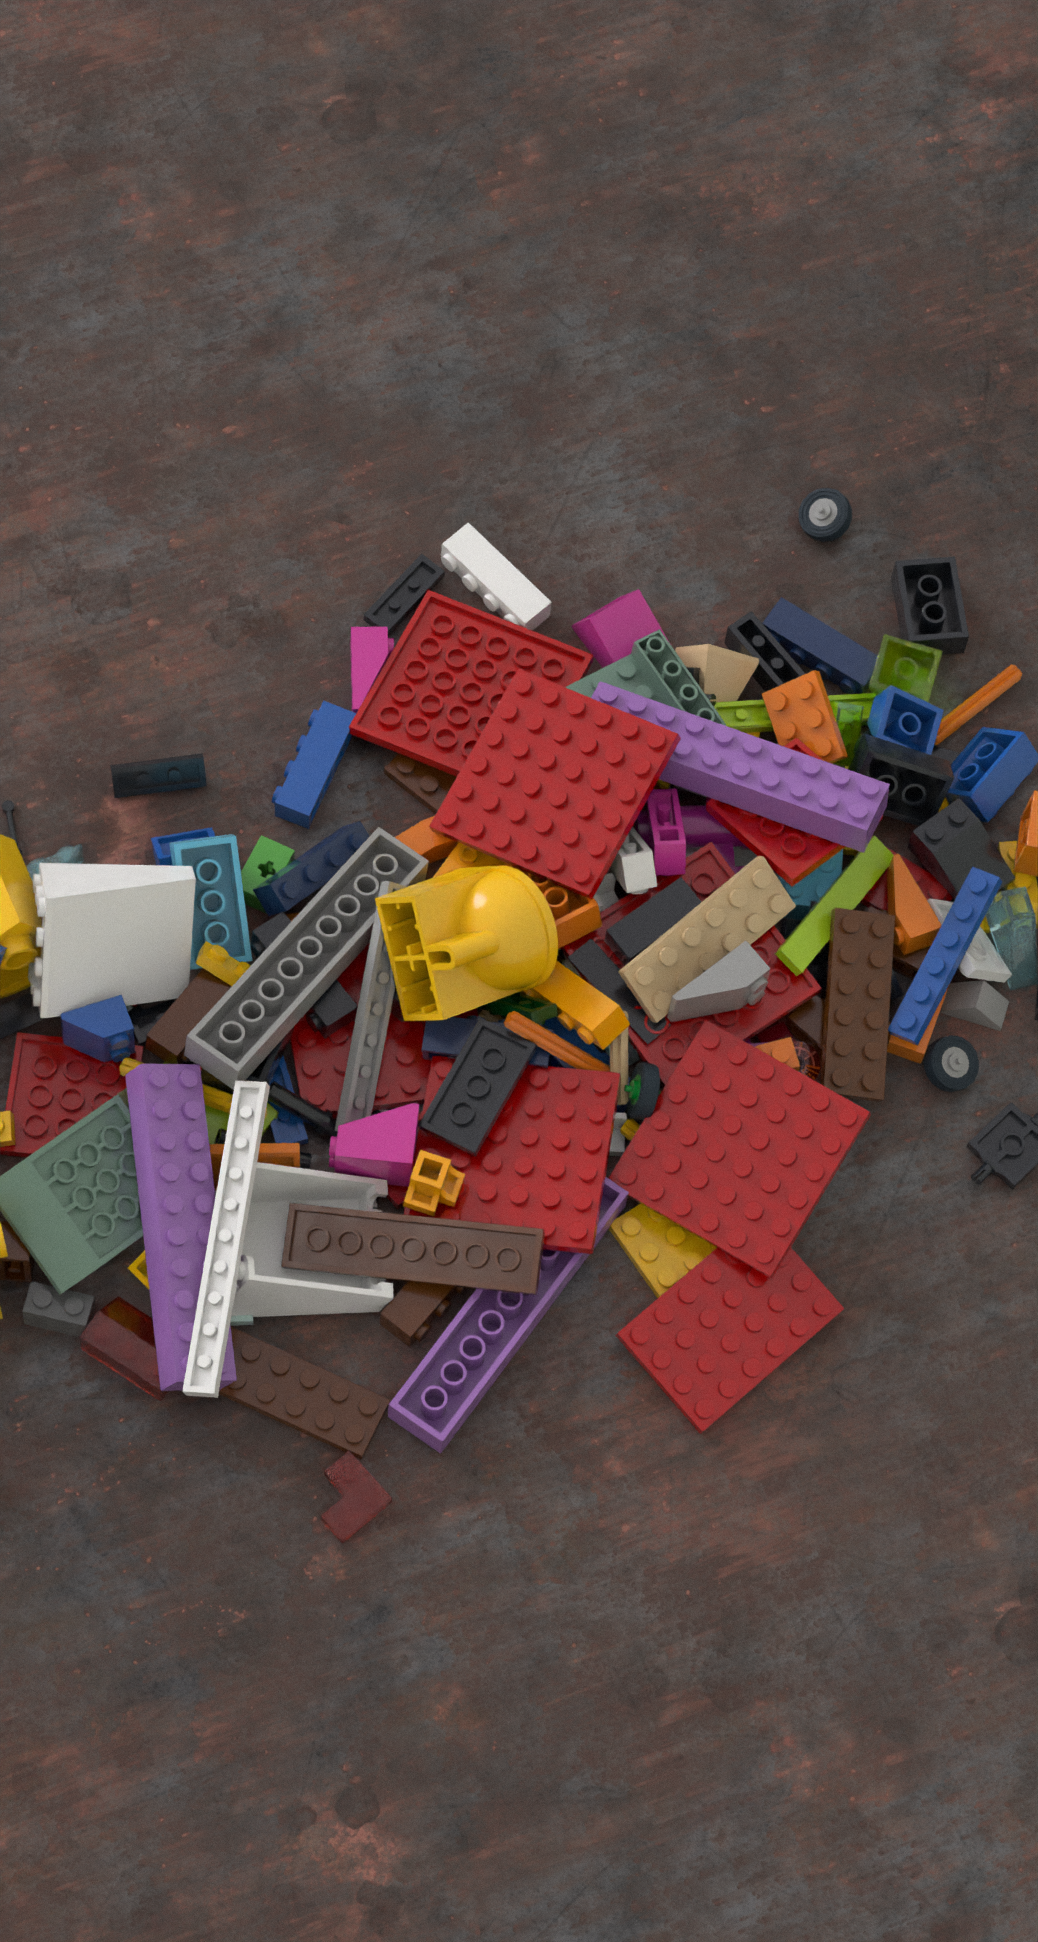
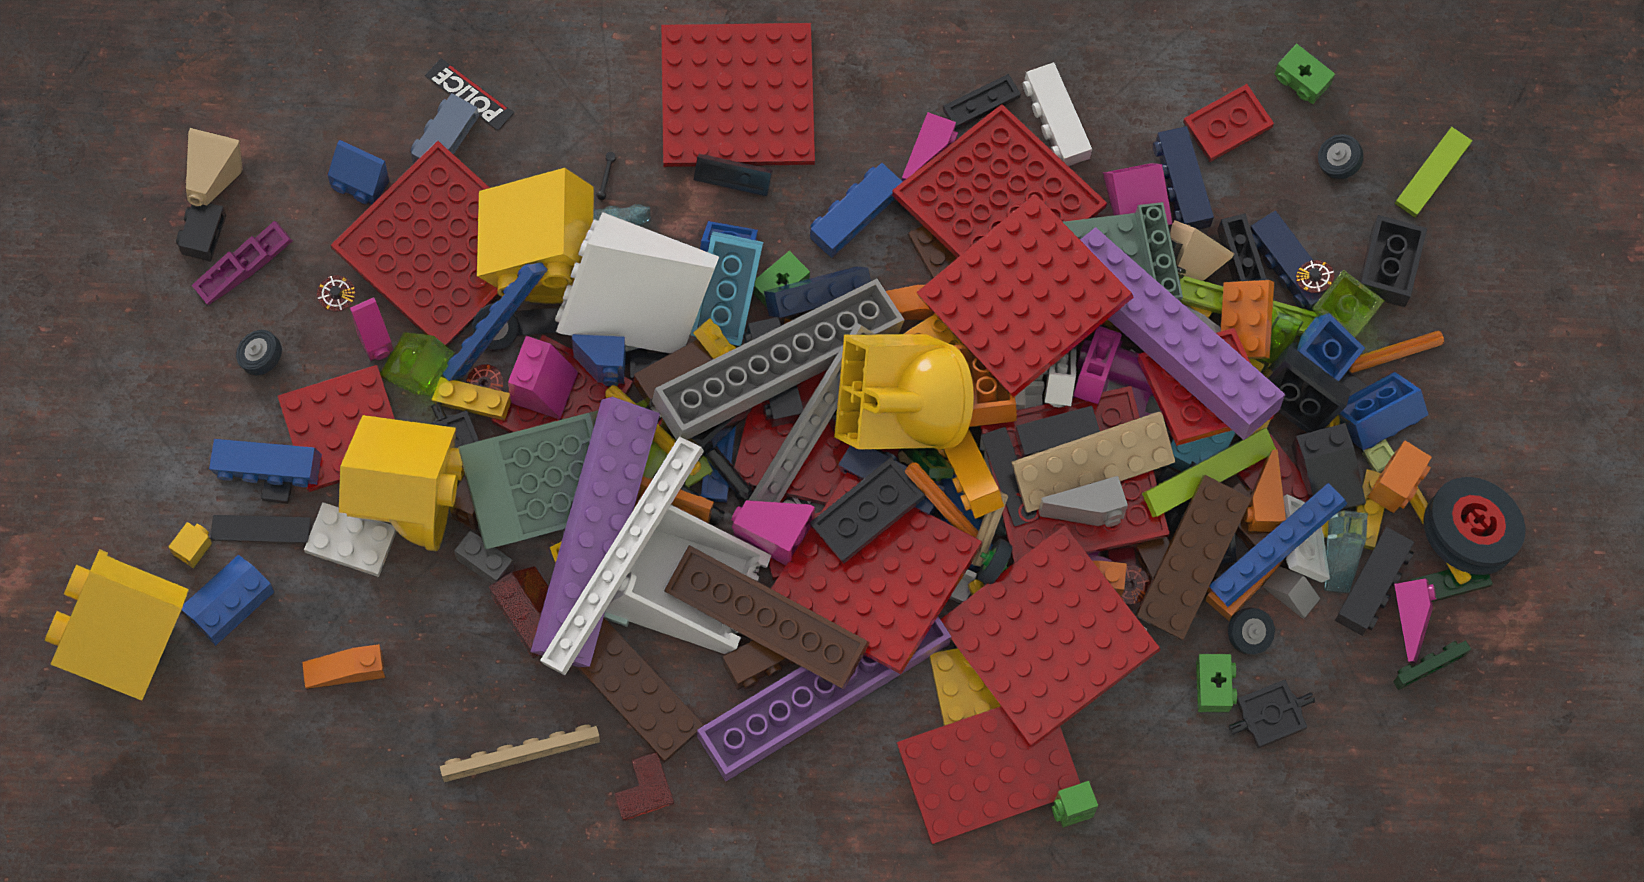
camera: 25 degrees right, 5 degrees up
(42, 1079) = (541, 378): none -> dark pink slope
(123, 684) = (738, 93): none -> red plate
(183, 1519) = (510, 755): none -> tan plate
(431, 1183) = (799, 572): light orange brick -> none
(670, 603) = (1183, 178): none -> dark blue brick
(686, 522) = (1228, 122): none -> red plate
(747, 439) = (1299, 63): none -> bright green brick
(843, 1325) = (1074, 804): none -> bright green brick
(856, 652) = (1315, 276): none -> clear red piece
(931, 496) = (1433, 172): none -> lime tile
(935, 1151) = (1208, 696): none -> bright green brick
(1005, 823) = (1378, 455): none -> yellowish green tile

